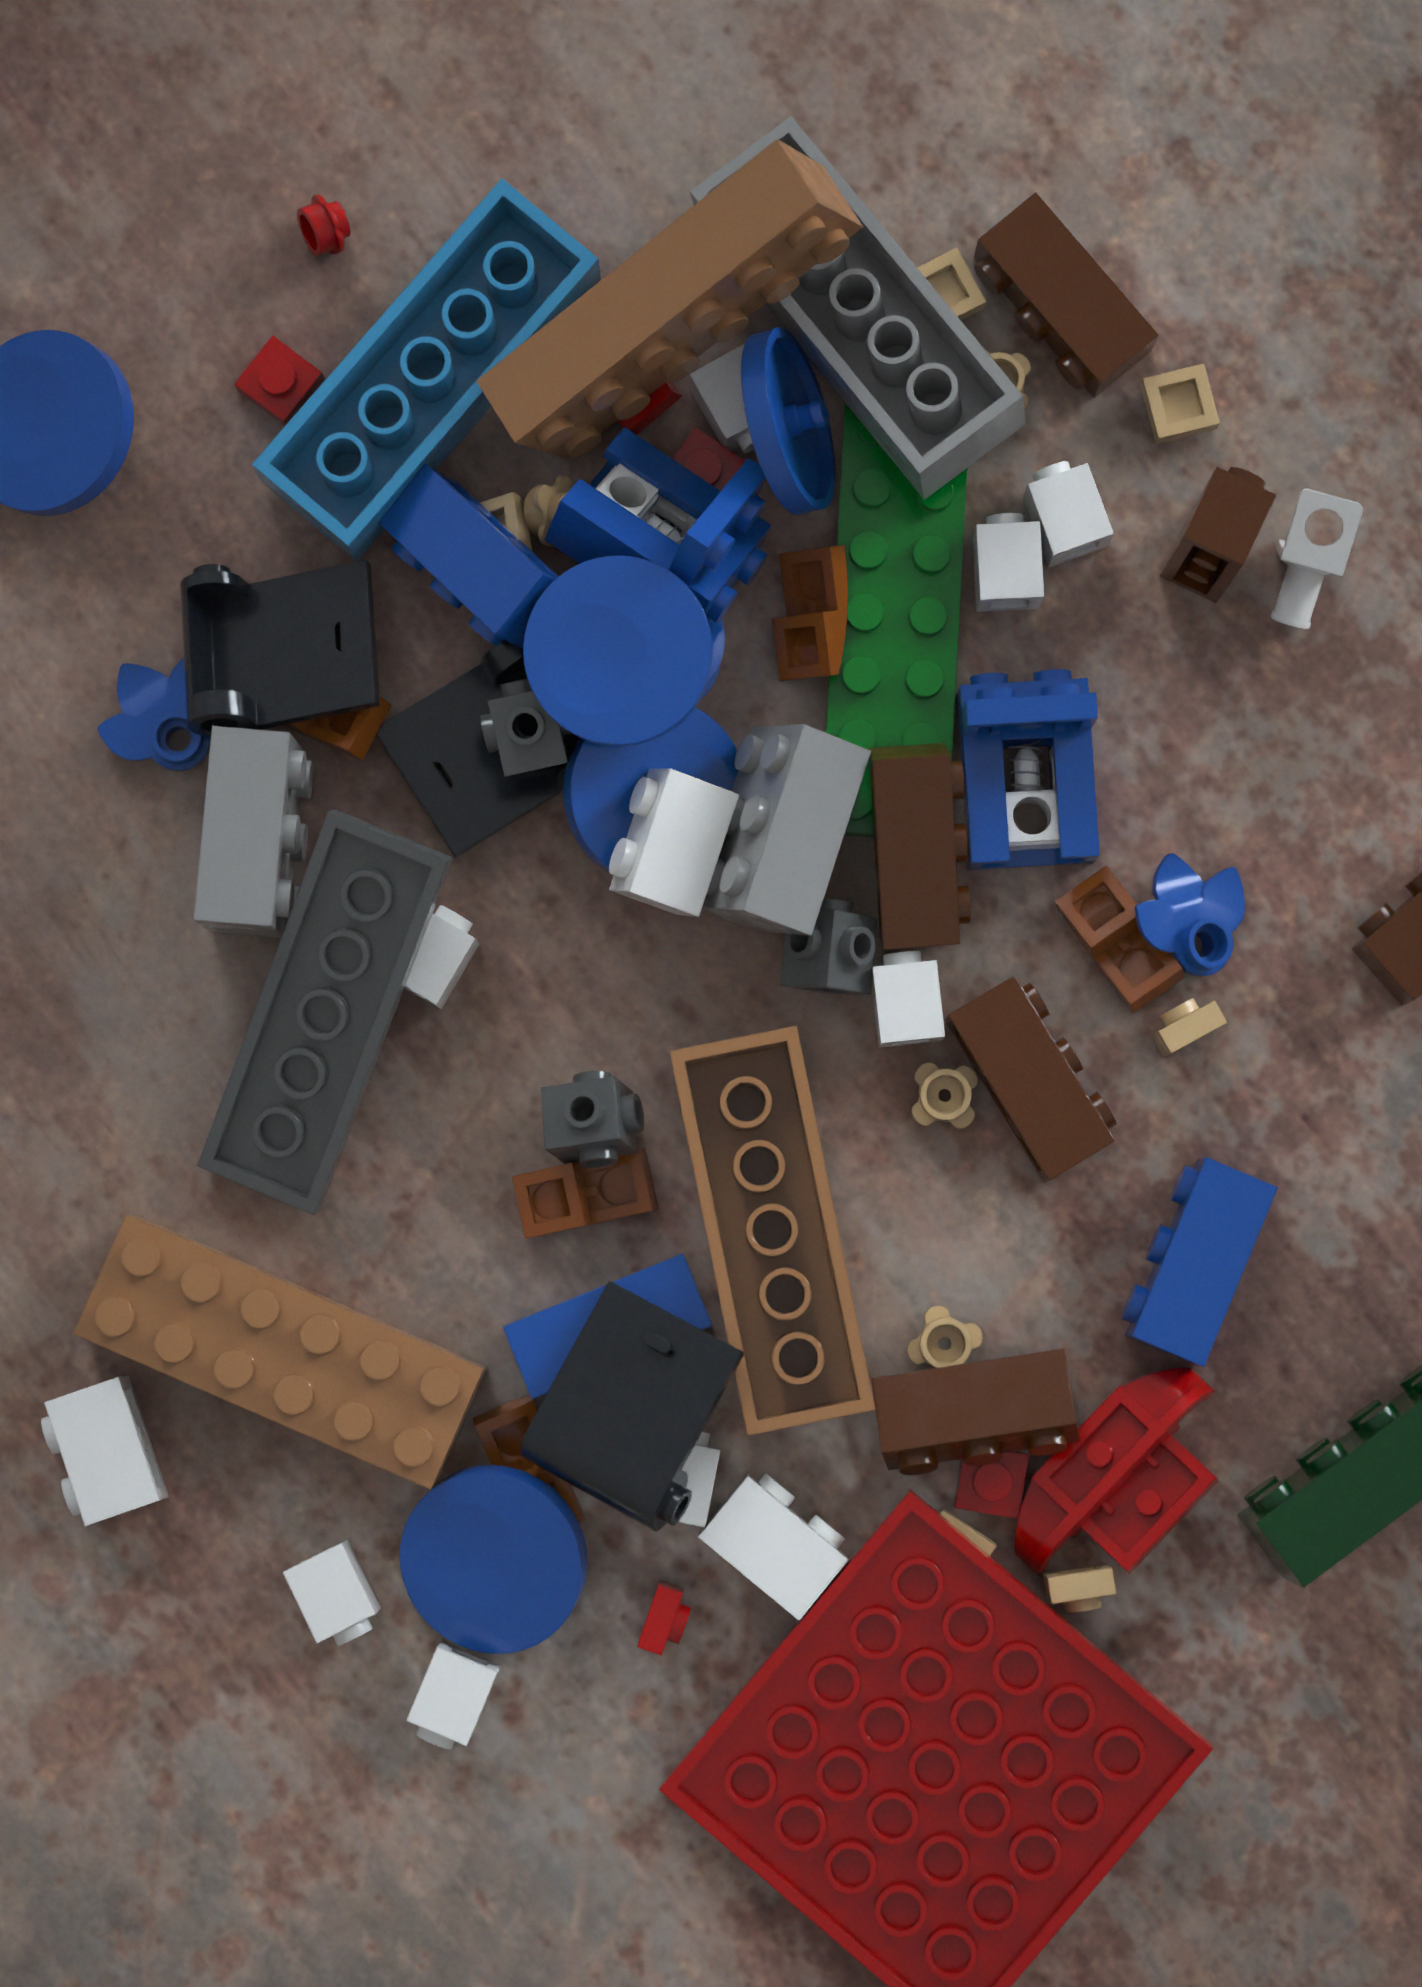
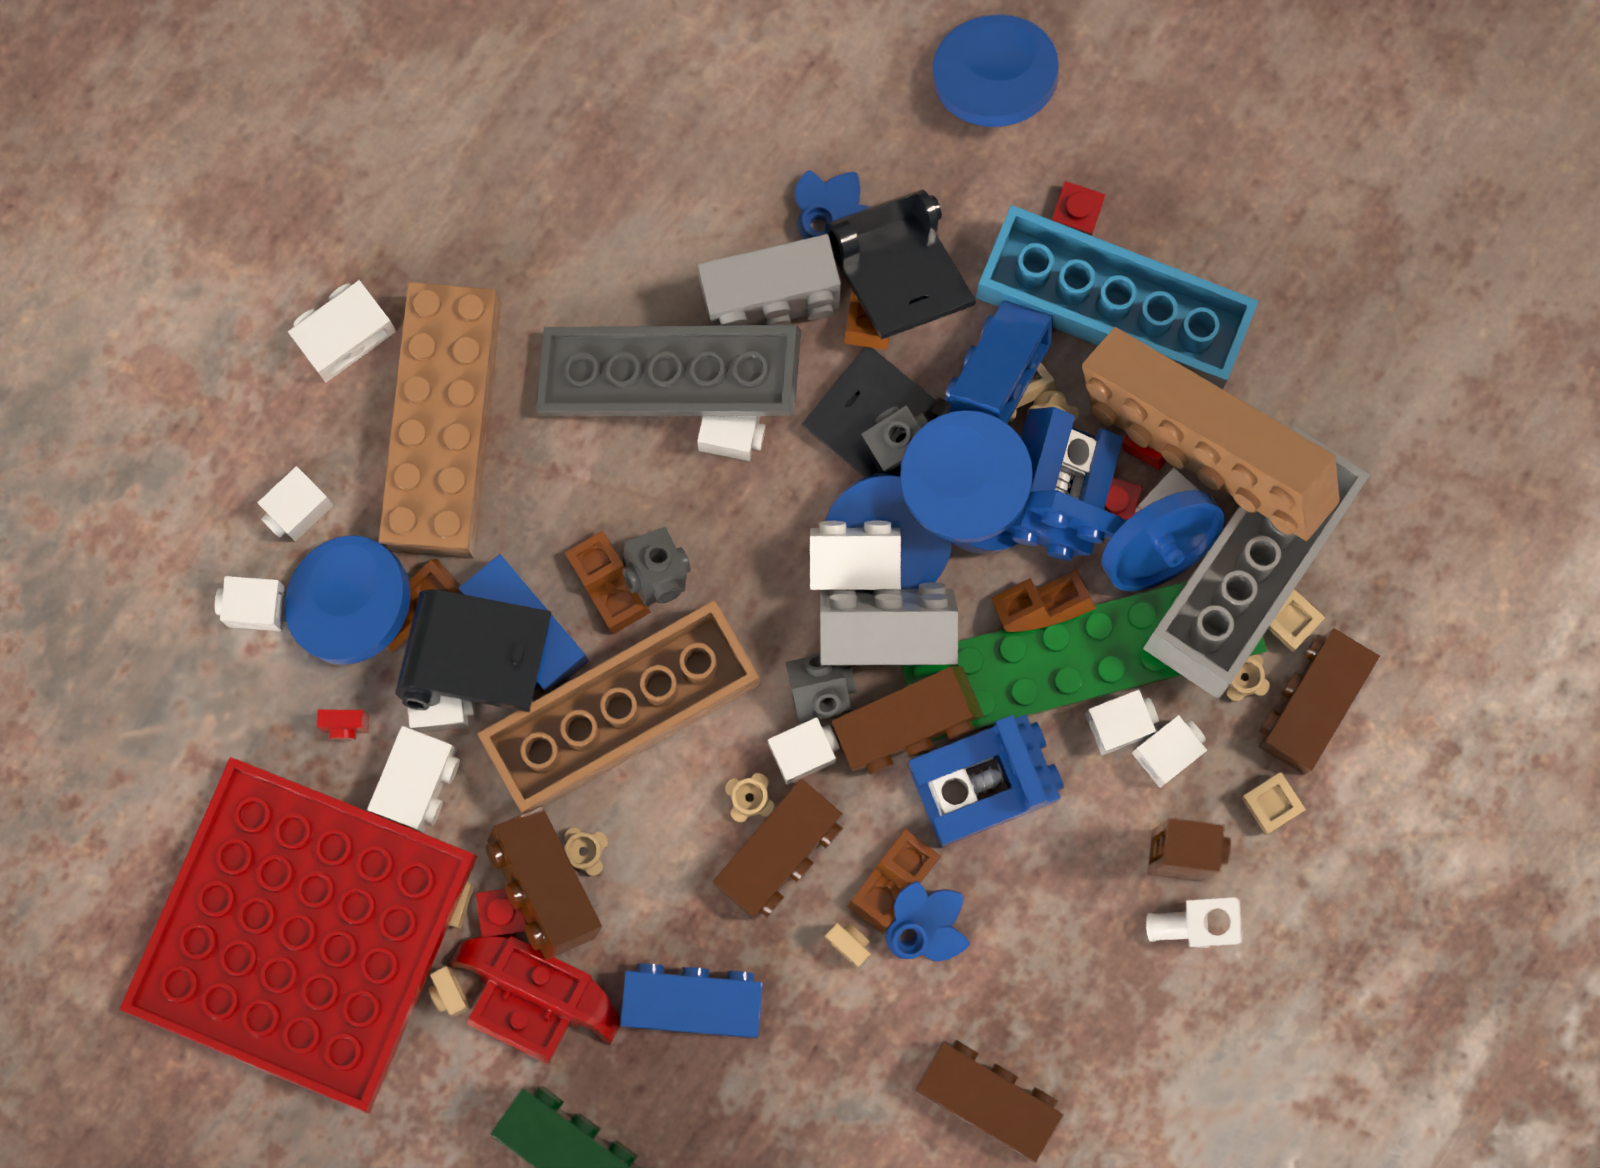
camera: 70 degrees right, 5 degrees down
(323, 226) = (1190, 203): red plate -> none

